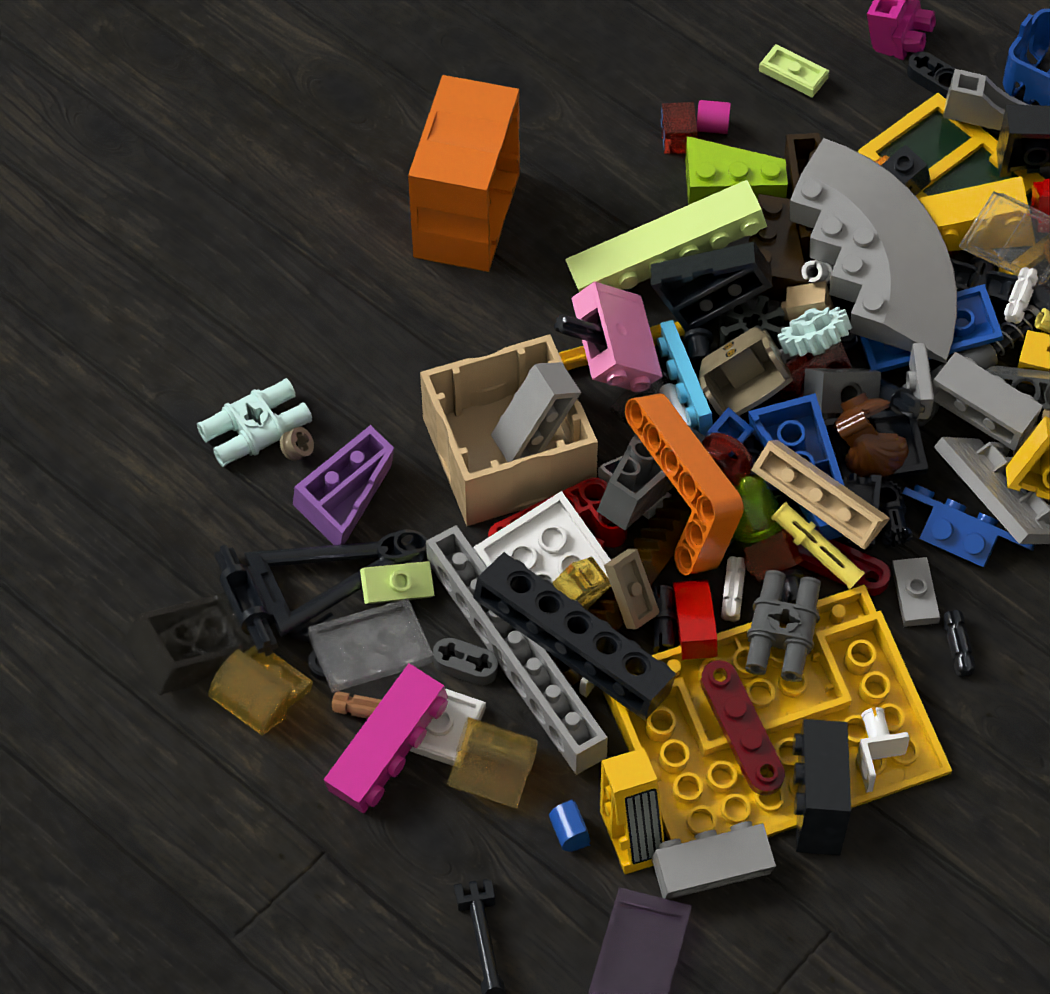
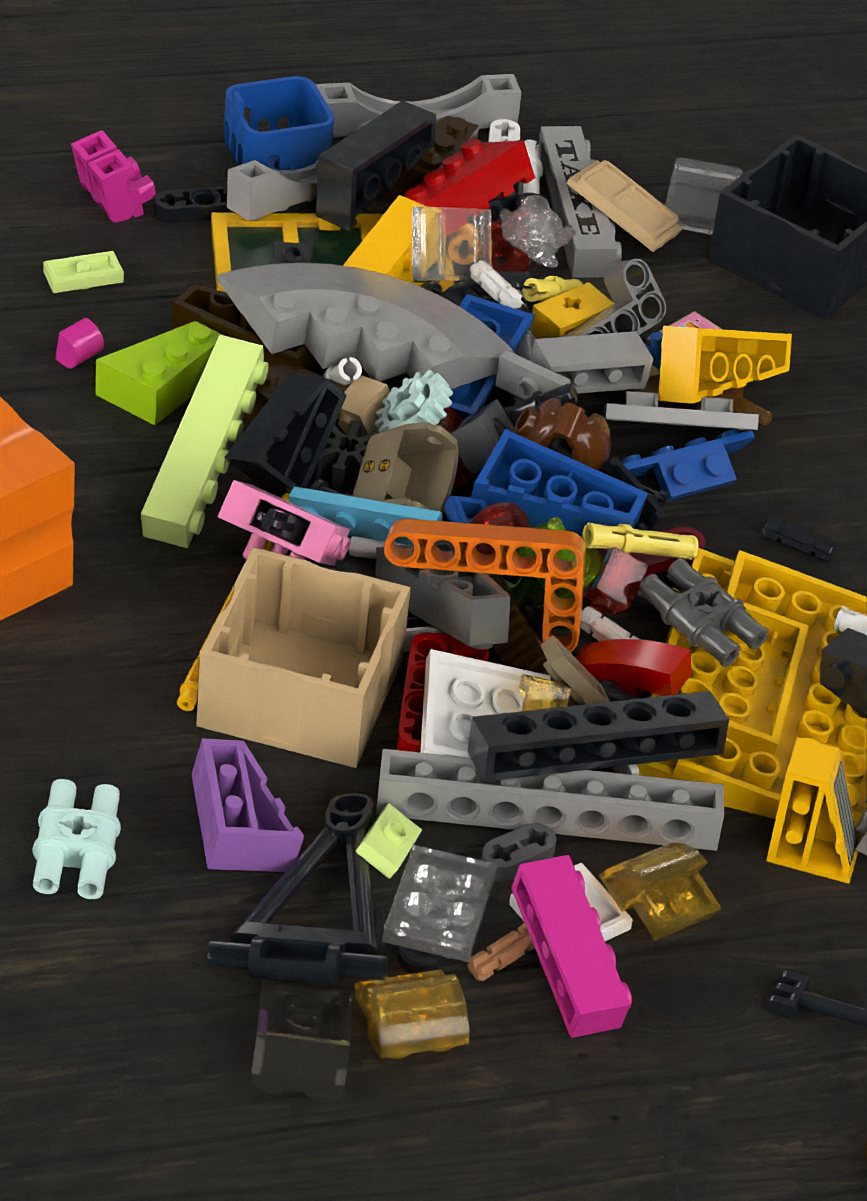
camera: 60 degrees left, 15 degrees down
(289, 447) = (140, 821): dark tan bush -> none
(536, 411) = (316, 614): light grey brick -> none
(569, 826) = (777, 879): blue brick -> none
(677, 123) = (64, 369): clear red brick -> none
(742, 727) = (781, 703): dark red plate -> none
(819, 493) = (606, 494): tan slope -> none
(915, 592) = (723, 531): light grey plate -> none

